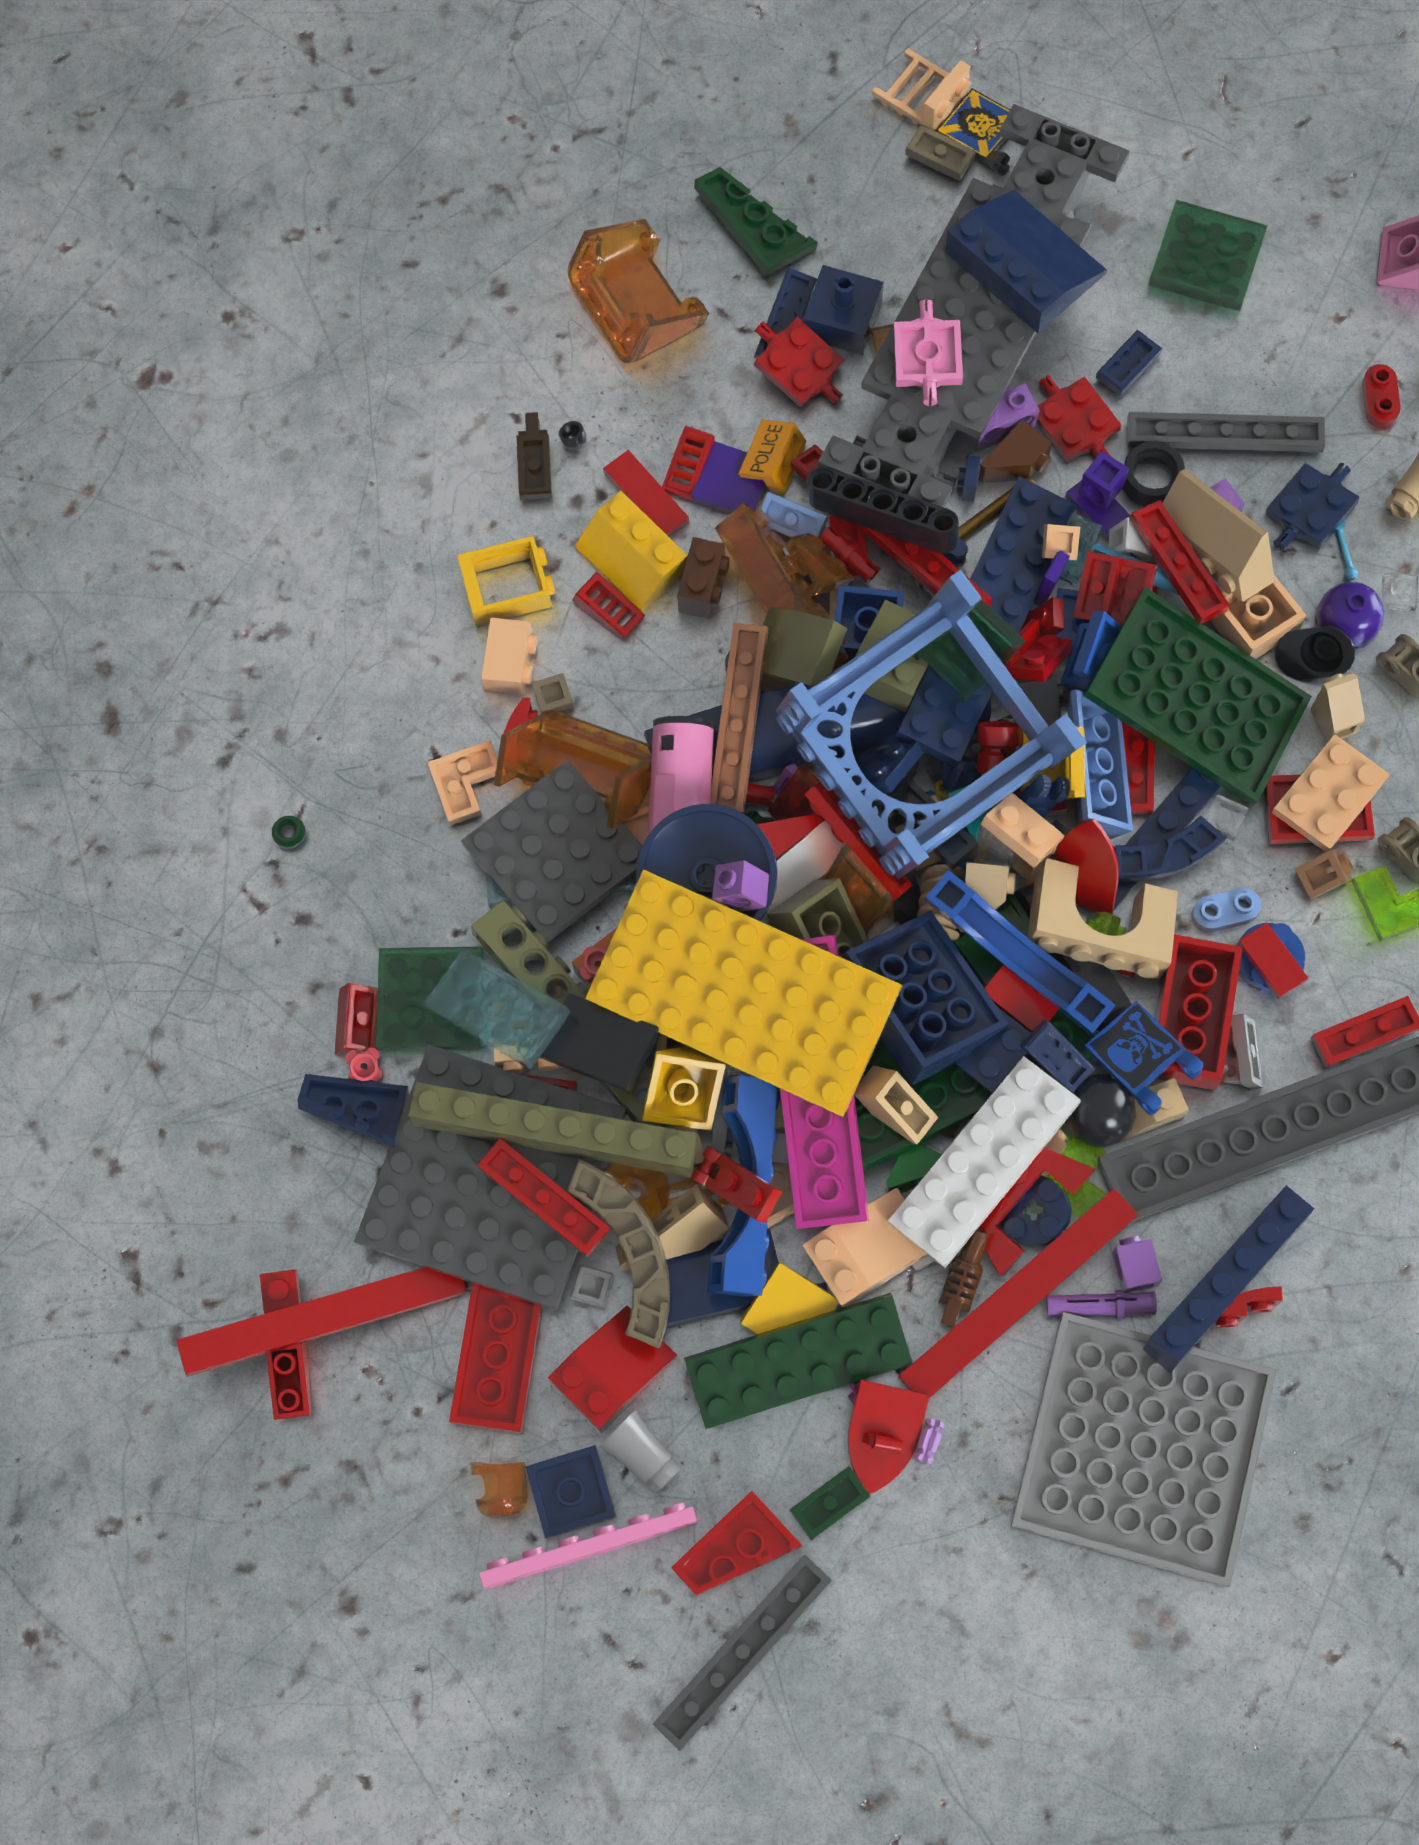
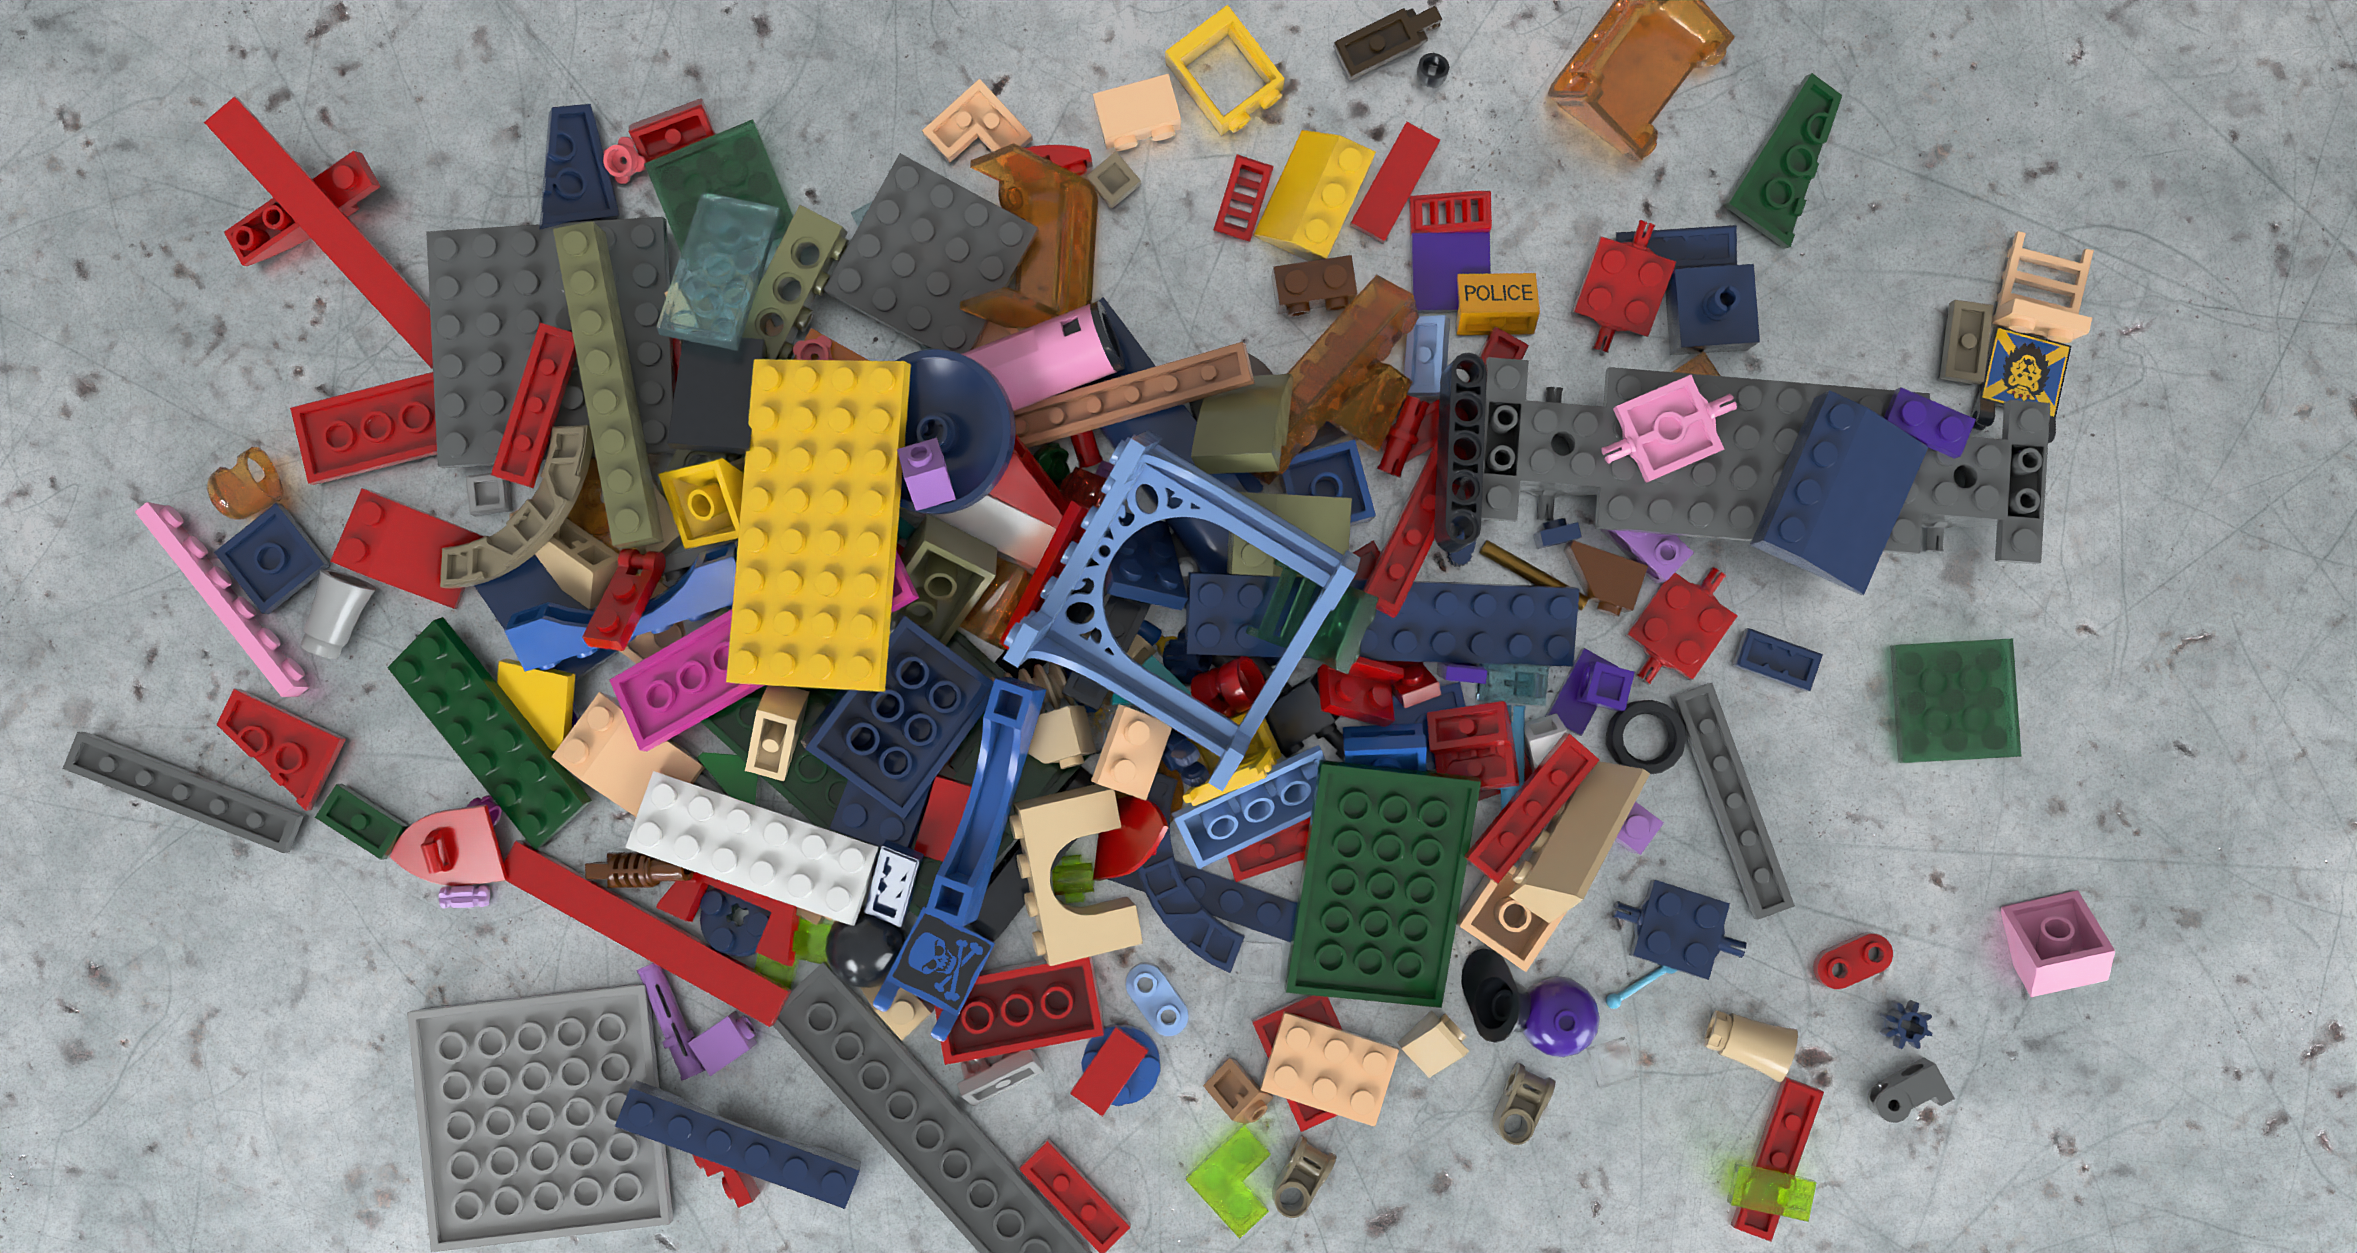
camera: 60 degrees right, 15 degrees up
(998, 179) = (1930, 422): none -> dark purple plate
(1060, 538) = (1506, 666): light nougat plate -> none

